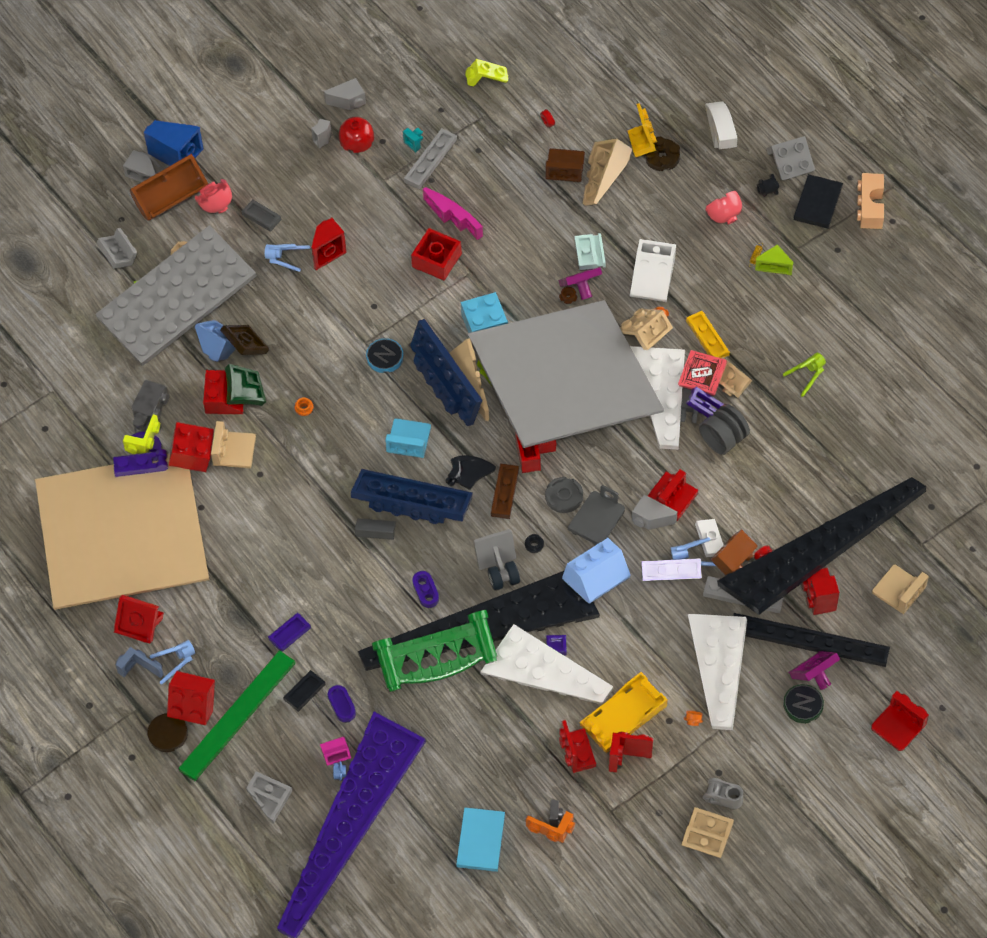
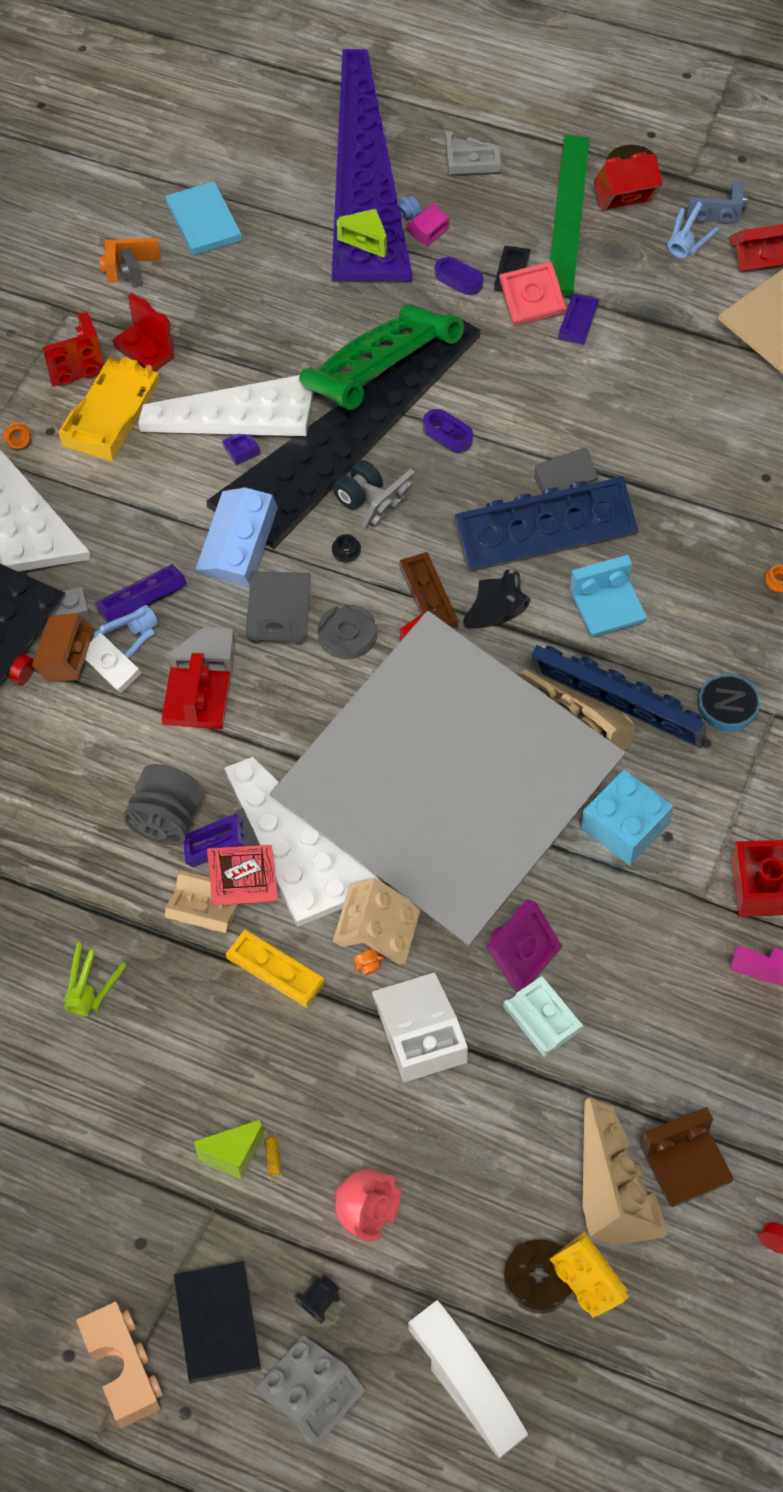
camera: 150 degrees right, 0 degrees up
(307, 658) = (532, 293): none -> coral tile
(386, 750) = (363, 231): none -> lime slope

